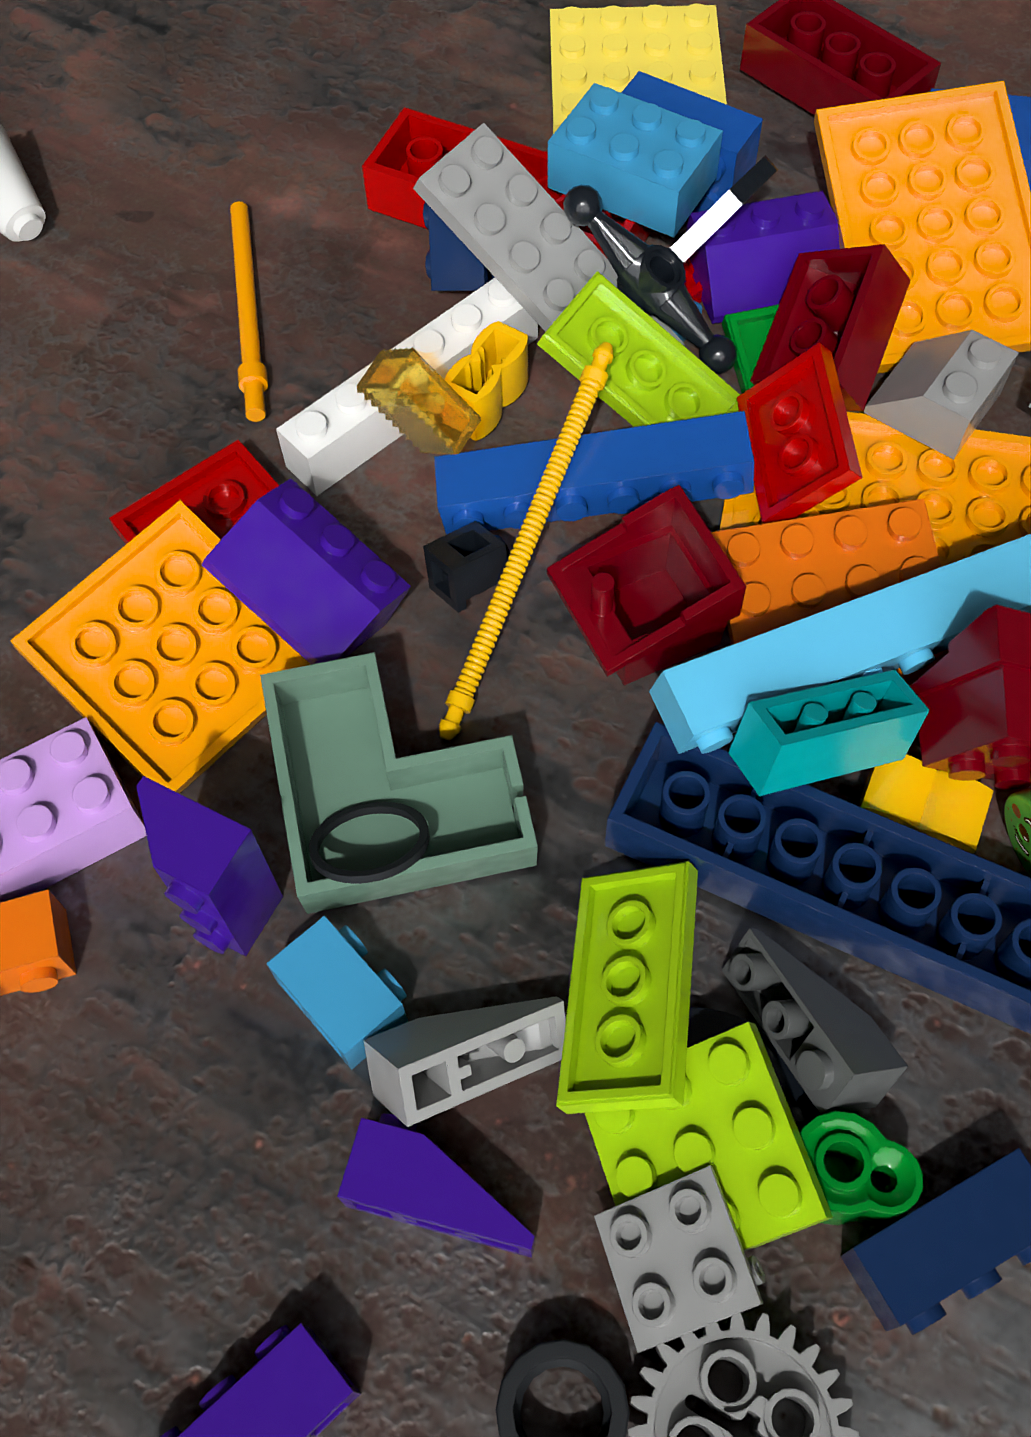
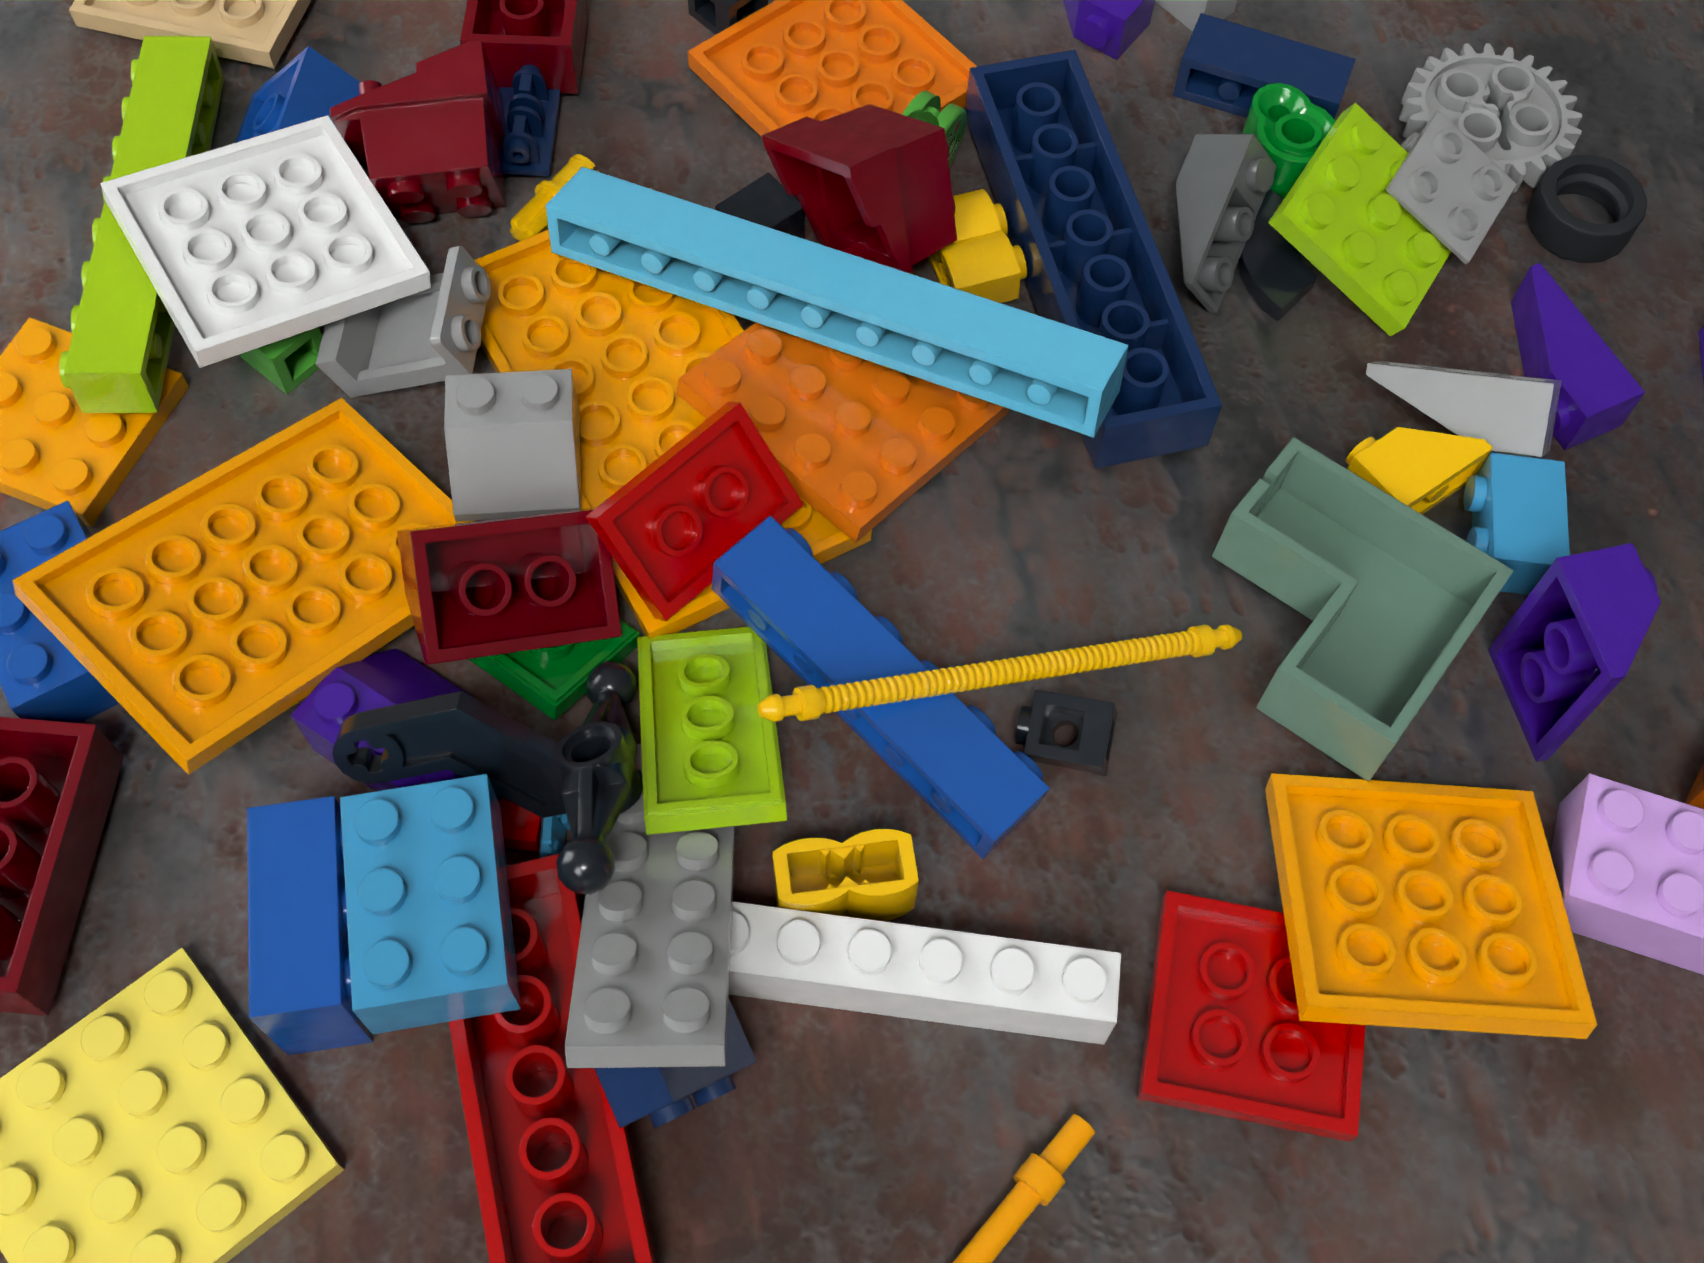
camera: 135 degrees left, 0 degrees up
(306, 575) = (1249, 830): dark purple slope -> none
(376, 874) = (1445, 519): black piece -> none
(418, 401) = (972, 876): clear yellow brick -> none
(449, 949) = (1418, 464): none -> yellow slope
(630, 991) = (1313, 328): lime tile -> none
(650, 588) = (983, 521): dark red piece -> none
(827, 731) = (1021, 273): teal brick -> none

